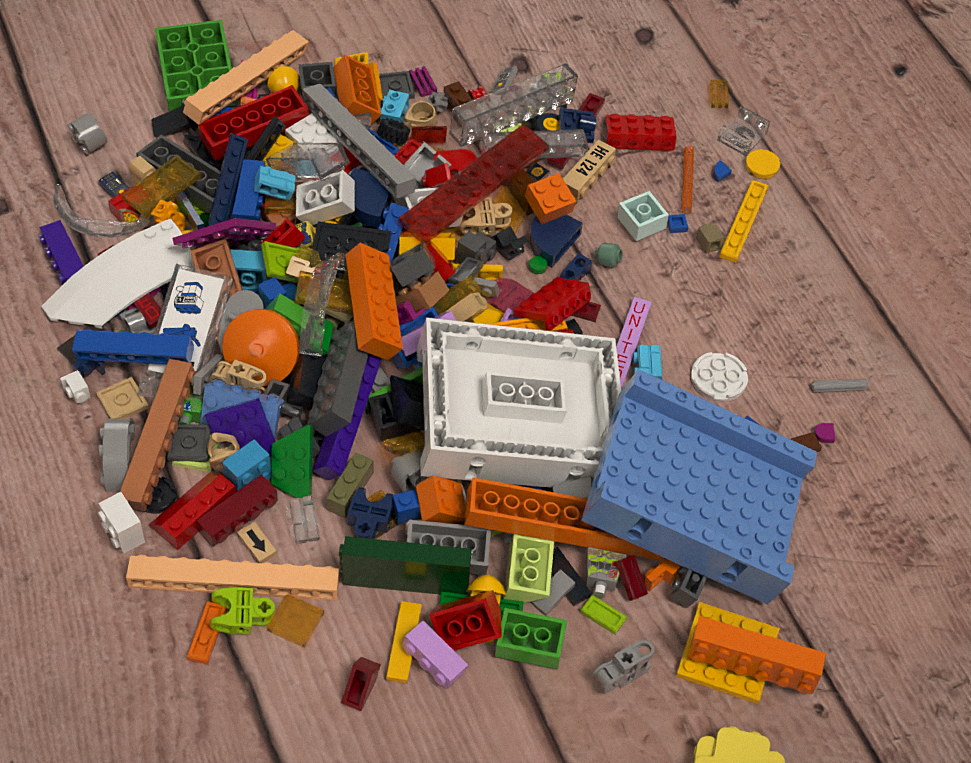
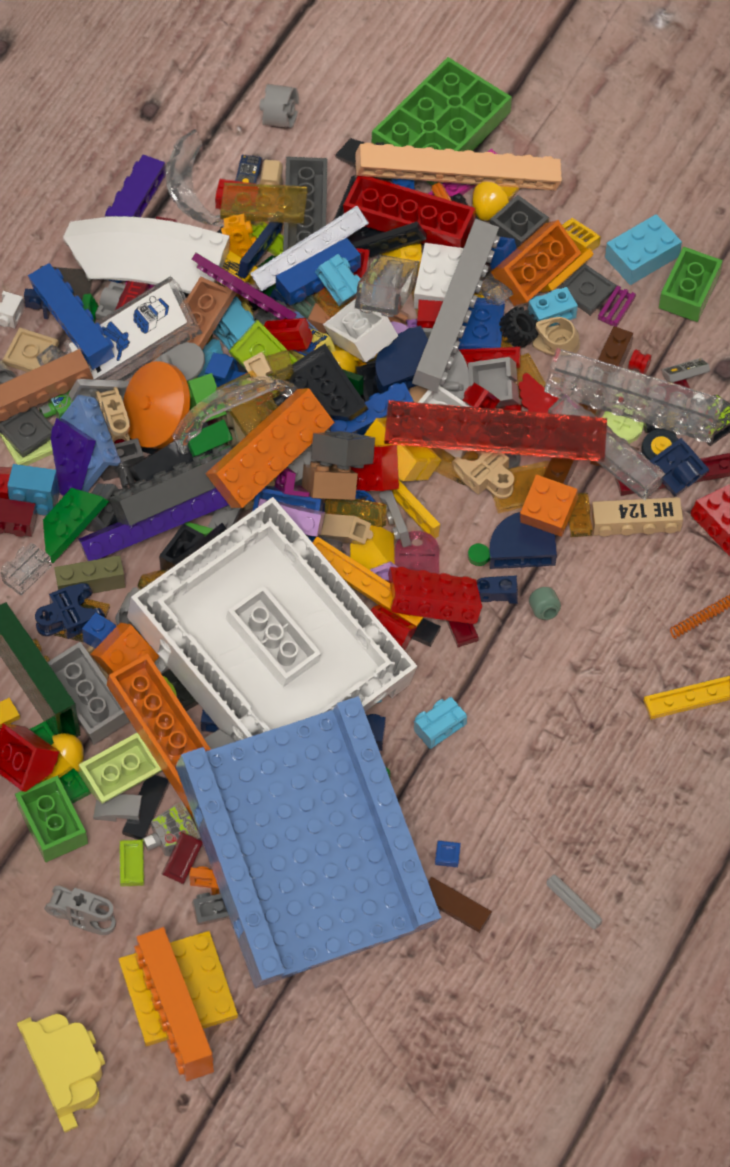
camera: 55 degrees right, 5 degrees up
(128, 215) = (216, 203): tile -> none
(219, 455) = (33, 458): tan helmet -> none
(398, 41) = (643, 249): none -> medium azure brick
(429, 134) = (540, 353): clear red slope -> none
(438, 101) = (596, 336): light grey gear -> none
(448, 36) = (690, 284): none -> bright green brick
(467, 268) = (399, 499): dark grey tile -> none
(476, 247) = (439, 493): dark grey brick -> none
(508, 244) = (476, 512): black brick -> none
(537, 172) = (593, 478): tile -> none
(631, 334) = (456, 687): lavender tile -> none
(642, 215) = (619, 599): light aqua brick -> none
(677, 223) = (648, 636): blue tile -> none
(710, 237) = (653, 674): dark tan brick -> none
(719, 376) = (488, 791): white tile -> none
(825, 432) = (503, 923): magenta tile -> none

